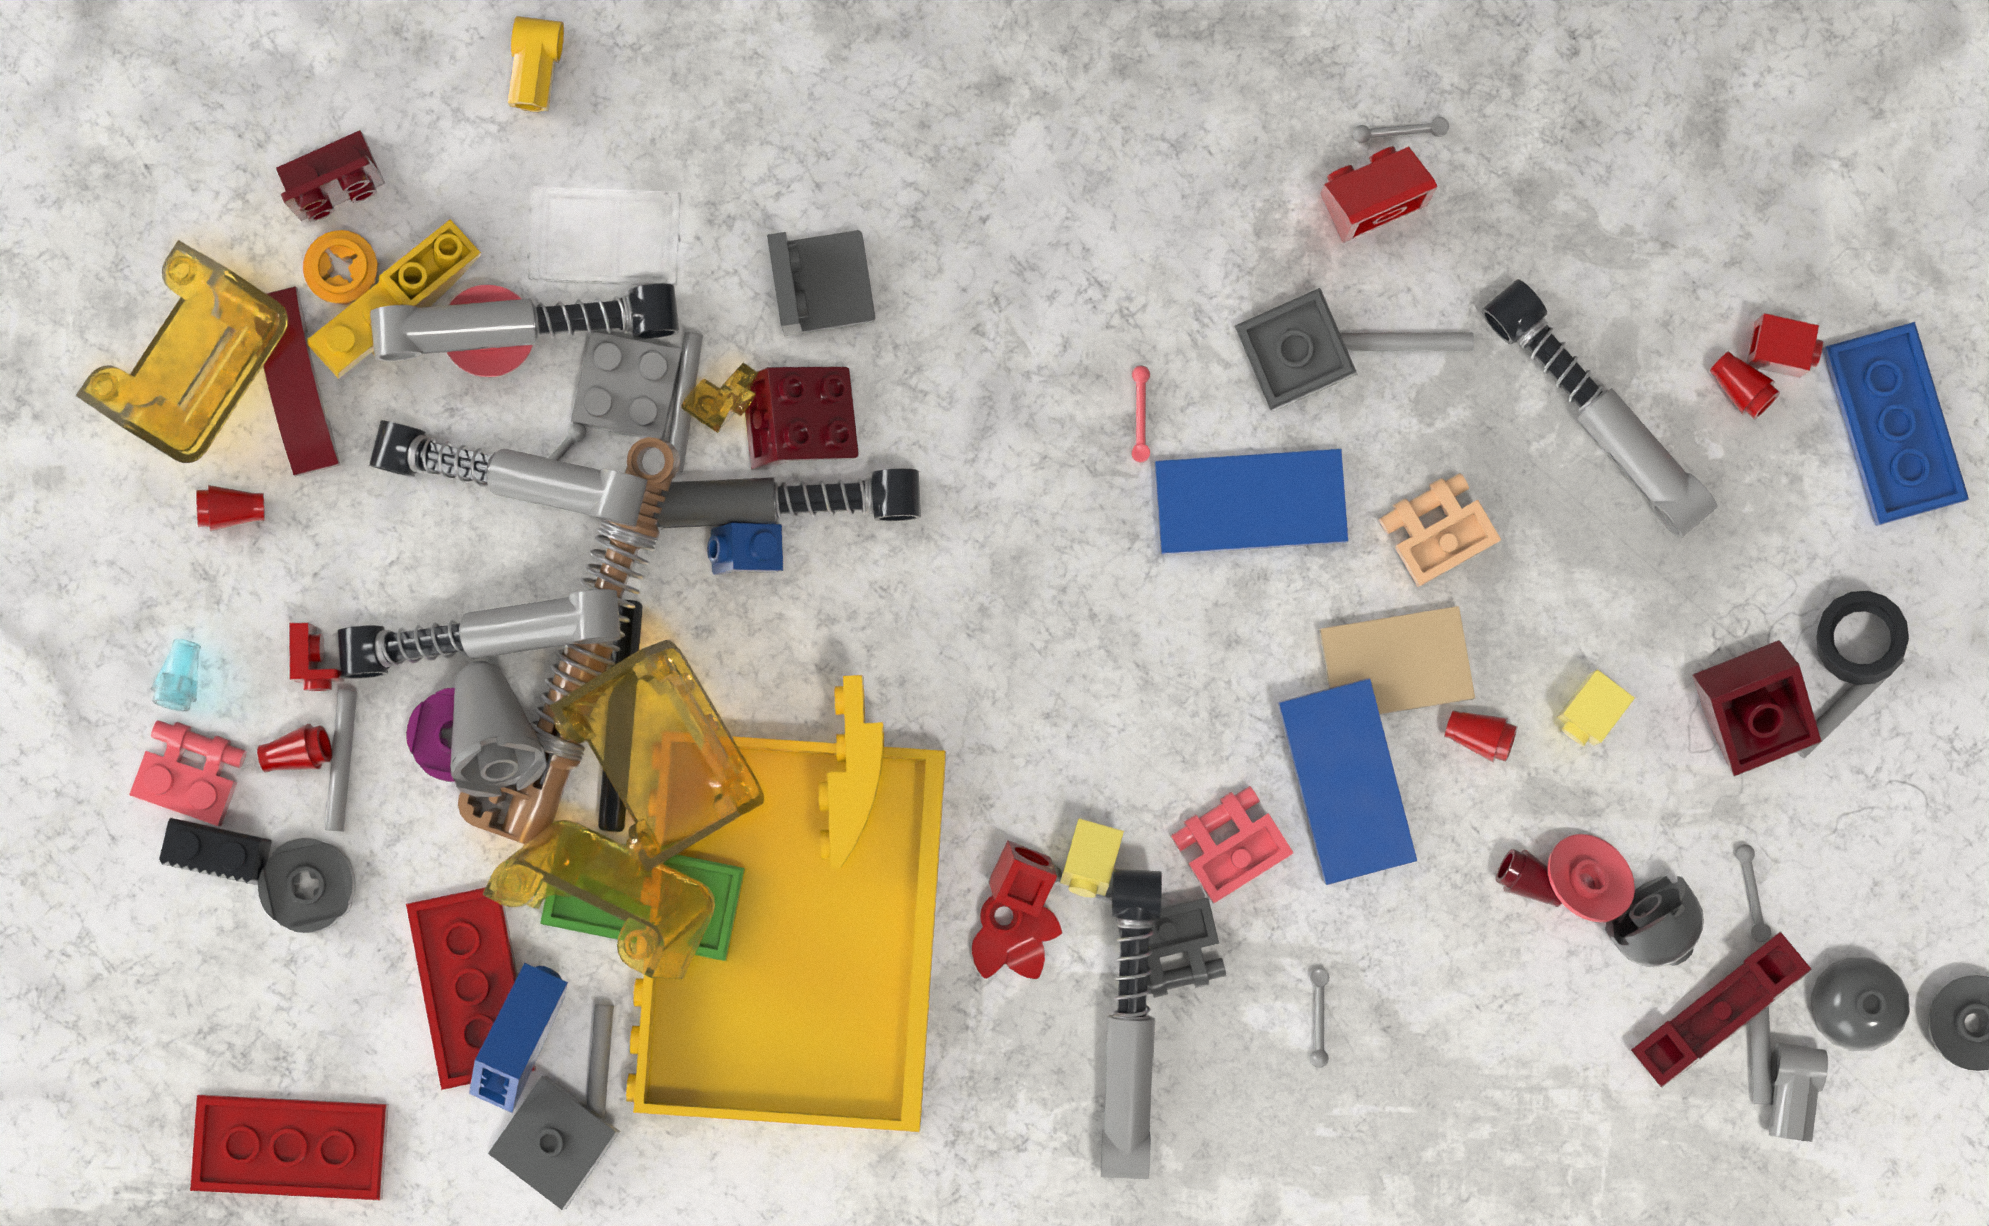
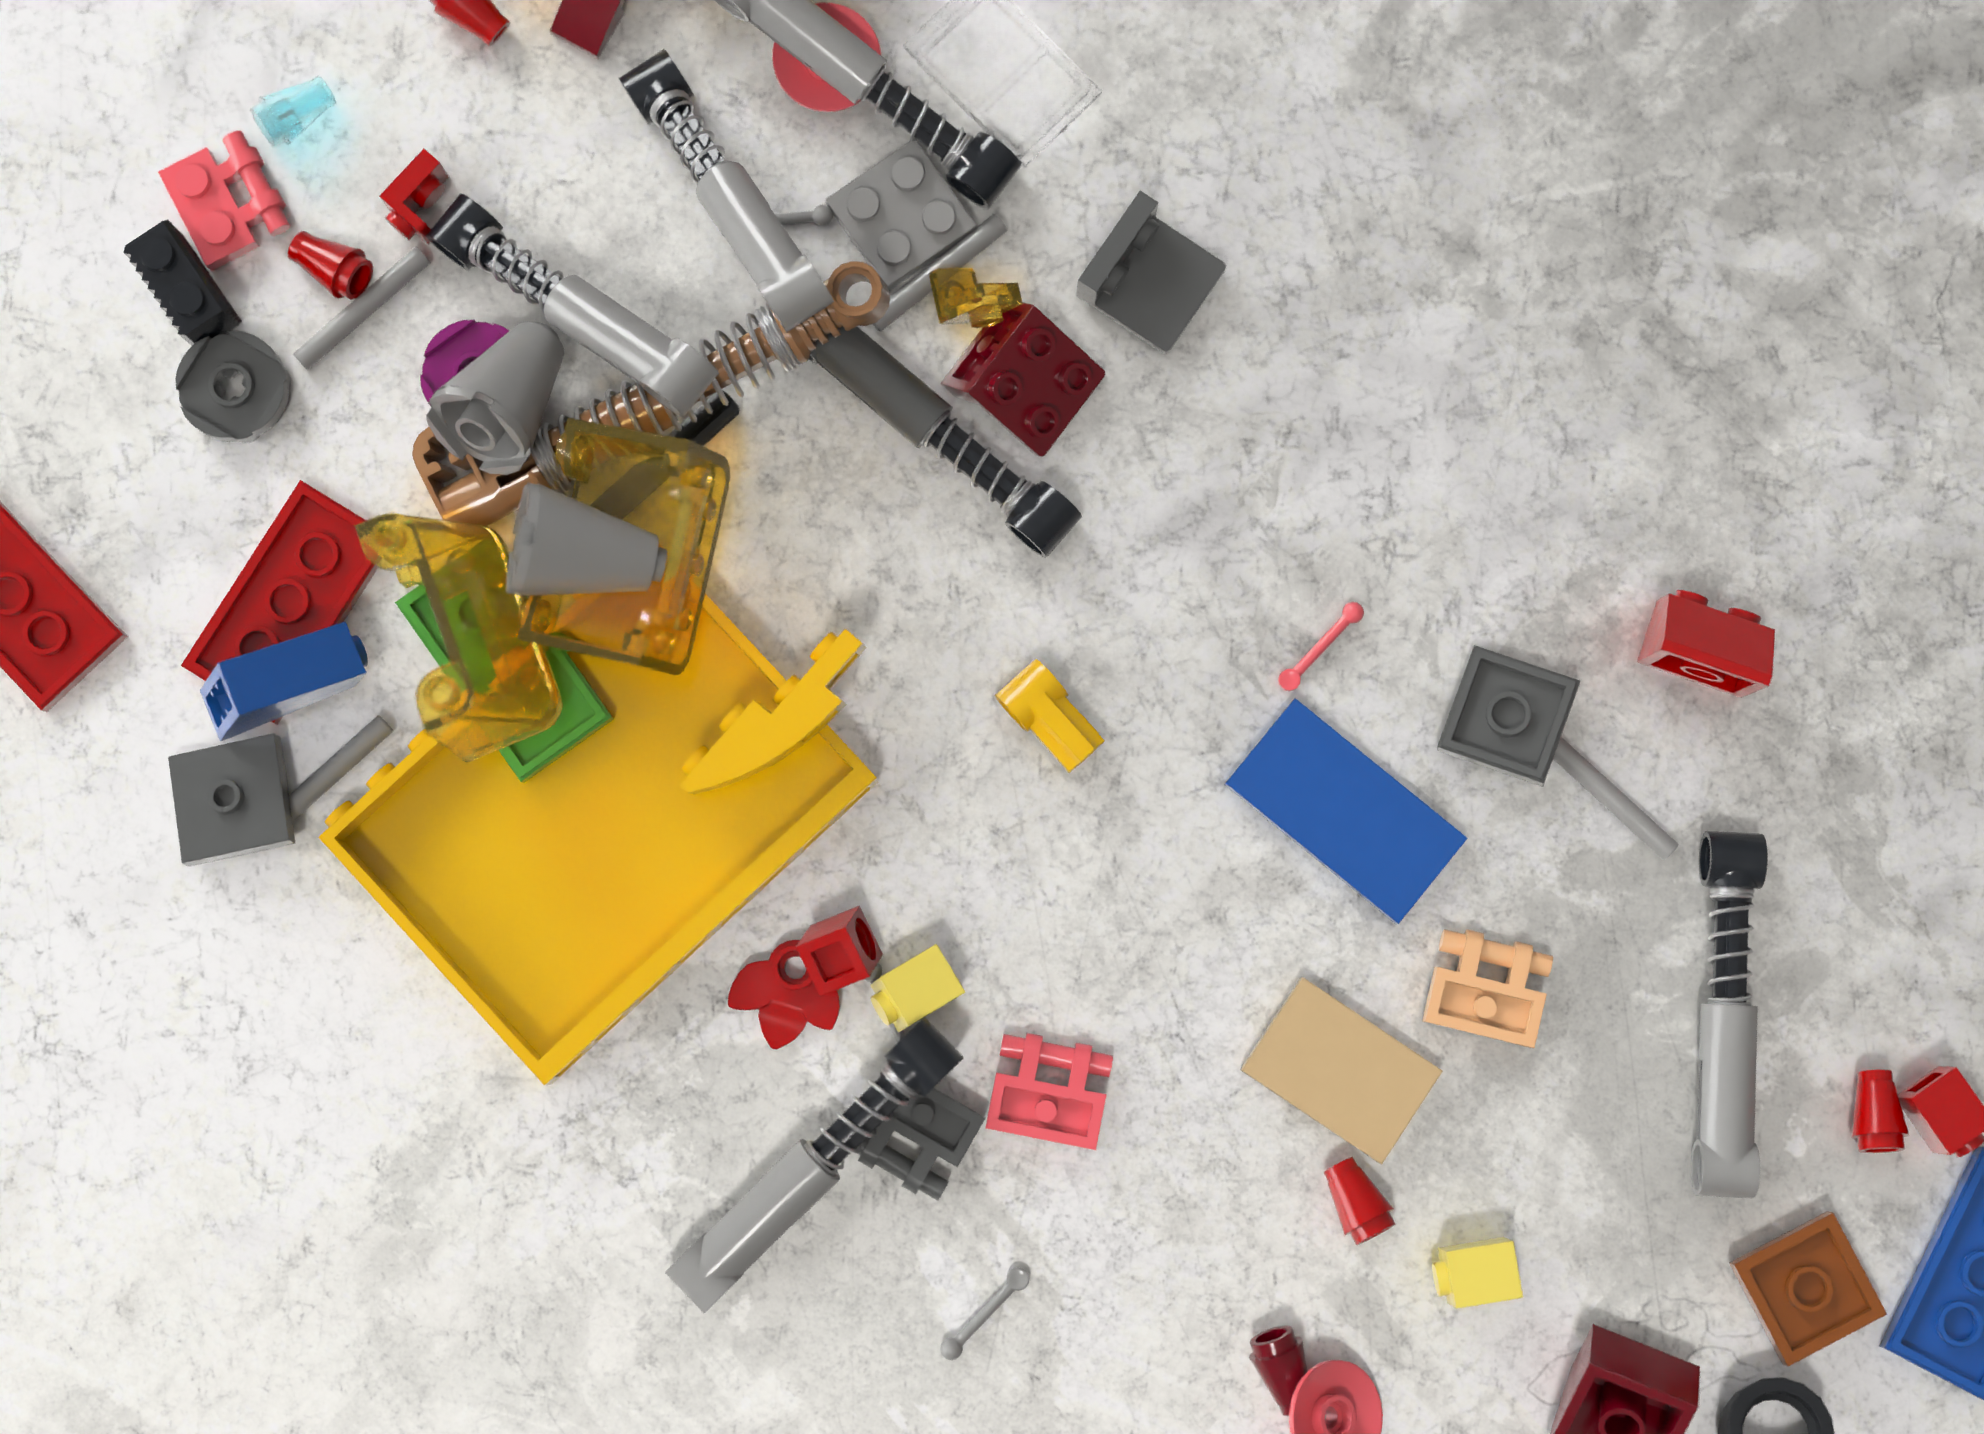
camera: 40 degrees right, 0 degrees up
(630, 781) = (577, 549): none -> light grey cone
(746, 548) = (872, 446): blue bracket -> none
(1003, 612) = (1041, 705): none -> yellow piece
(1347, 781) = (1201, 1132): blue tile -> none
(1438, 128) = (1814, 638): light grey hinge -> none
(1800, 531) = (1808, 1288): none -> dark orange plate

